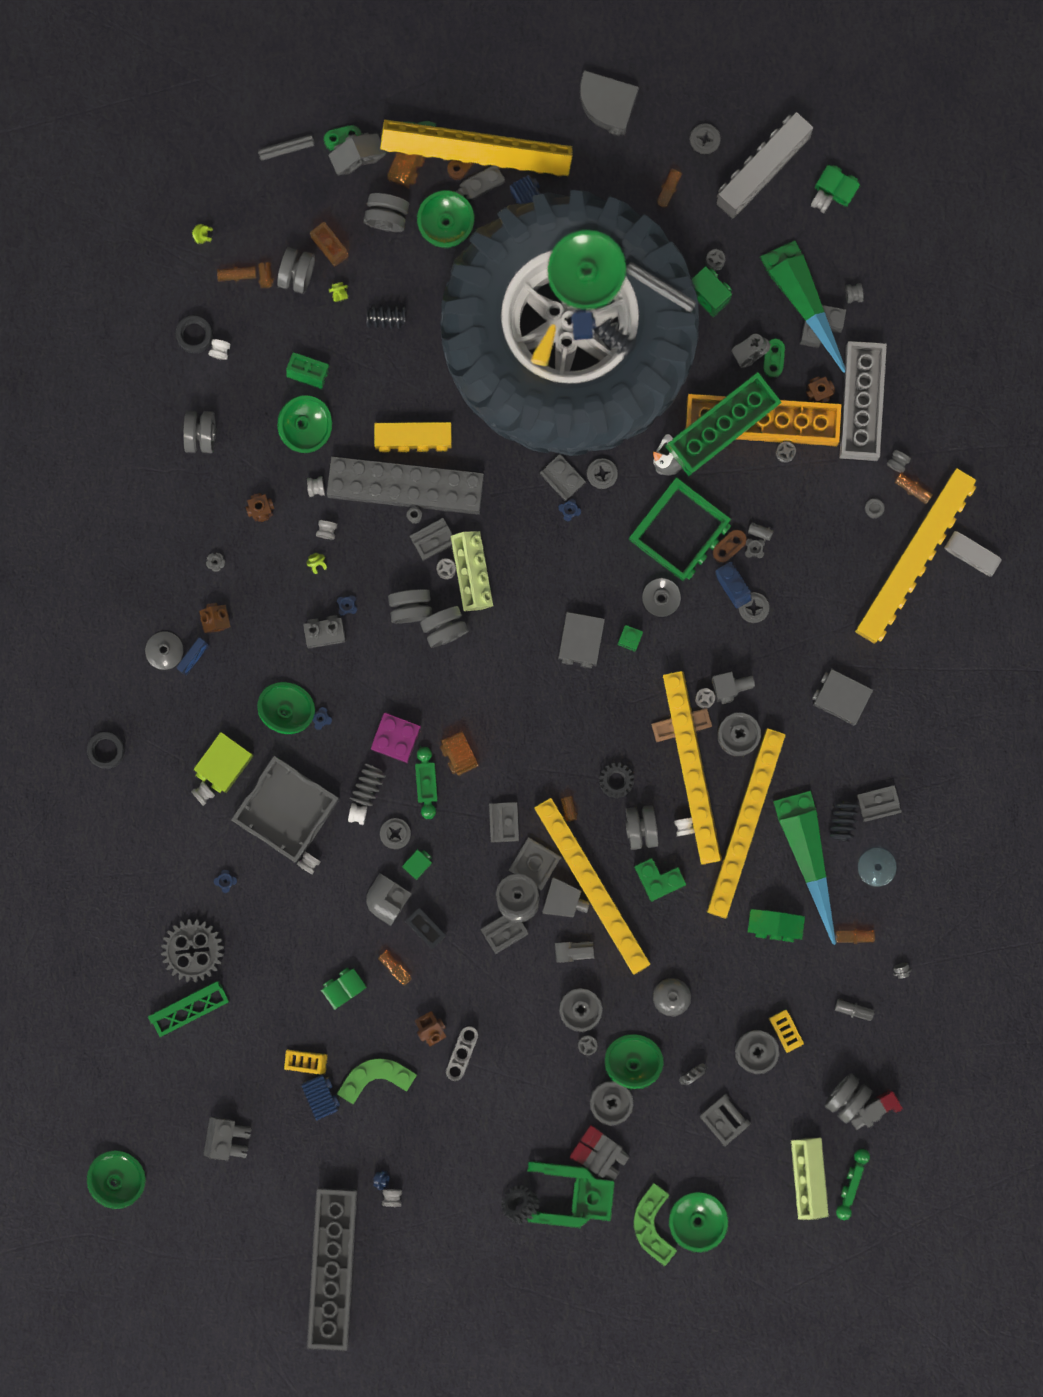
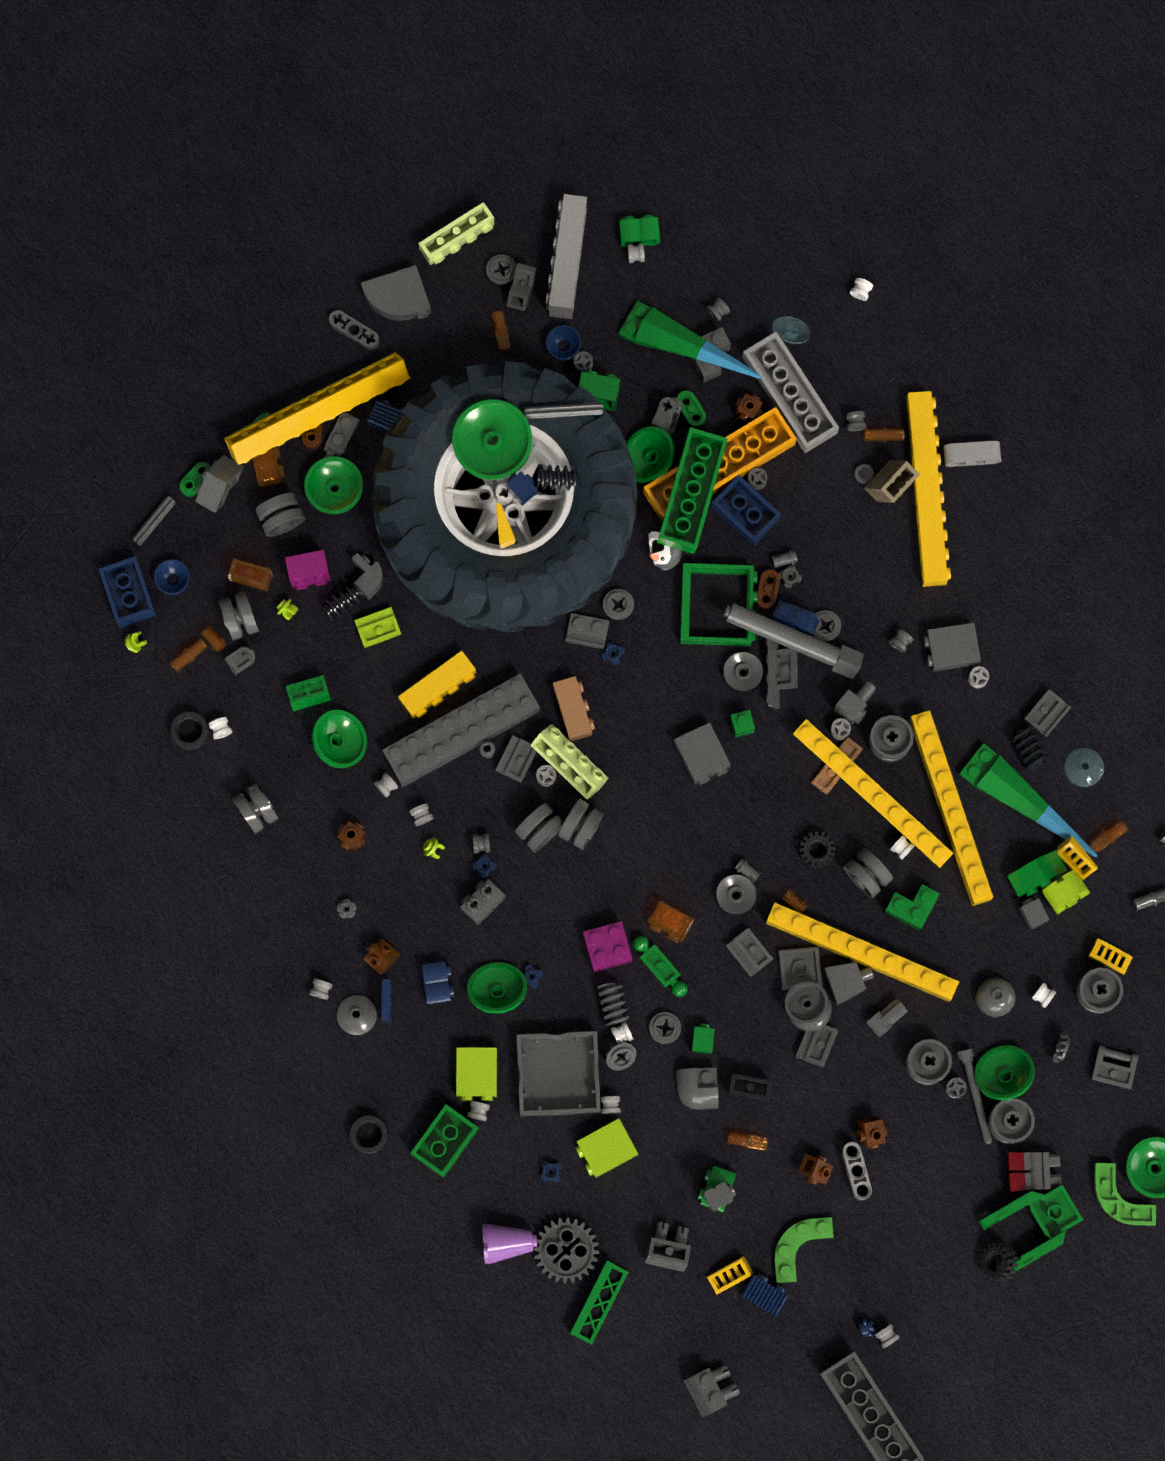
camera: 40 degrees left, 5 degrees down
(148, 910) = (506, 1242): none -> medium lavender cone
(150, 610) = (320, 989): none -> light grey wheel
(159, 798) = (444, 1141): none -> green brick
(223, 189) = (127, 592): none -> dark blue brick
(243, 670) = (437, 983): none -> dark blue brick
(265, 193) = (168, 568): none -> dark blue piece
(268, 1010) = (667, 1253): none -> dark grey brick
(274, 306) = (240, 659): none -> dark grey plate
(280, 894) = (606, 1148): none -> lime brick
(337, 996) = (721, 1195): none -> dark grey brick
(339, 835) = (619, 1063): none -> dark grey gear
(357, 585) = (481, 843): none -> dark grey wheel
(377, 272) = (308, 569): none -> magenta brick
(399, 357) = (377, 627): none -> lime plate
(422, 315) = (372, 578): none -> dark grey brick
(495, 1031) = (871, 1132): none -> reddish brown brick
(506, 531) = (573, 708): none -> medium nougat brick
(524, 759) = (738, 884): none -> dark grey dish
(549, 757) = (747, 870): none -> dark grey pin
(553, 120) = (339, 327): none -> dark grey beam
(613, 1027) = (966, 1058): none -> dark grey piece
(689, 85) = (457, 233): none -> yellowish green brick
(693, 616) = (781, 672): none -> dark grey bracket
(710, 165) = (522, 287): none -> dark grey brick
(711, 1023) = (1044, 995): none -> white wheel
(713, 363) = (647, 445): none -> green dish
(714, 224) = (559, 334): none -> dark blue piece
(746, 645) = (843, 659): none -> dark grey brick
(750, 953) = (1033, 913): none -> dark grey brick
(757, 471) = (746, 510): none -> dark blue brick
(787, 955) = (1065, 891): none -> lime brick
(805, 662) = (901, 640): none -> dark grey wheel
(822, 933) = (1071, 862): none -> yellow slope
(848, 733) = (979, 673): none -> light grey wheel
(890, 530) = (891, 481): none -> dark tan brick
(901, 351) = (791, 330): none -> clear light blue dish
(981, 358) = (861, 289): none -> white wheel

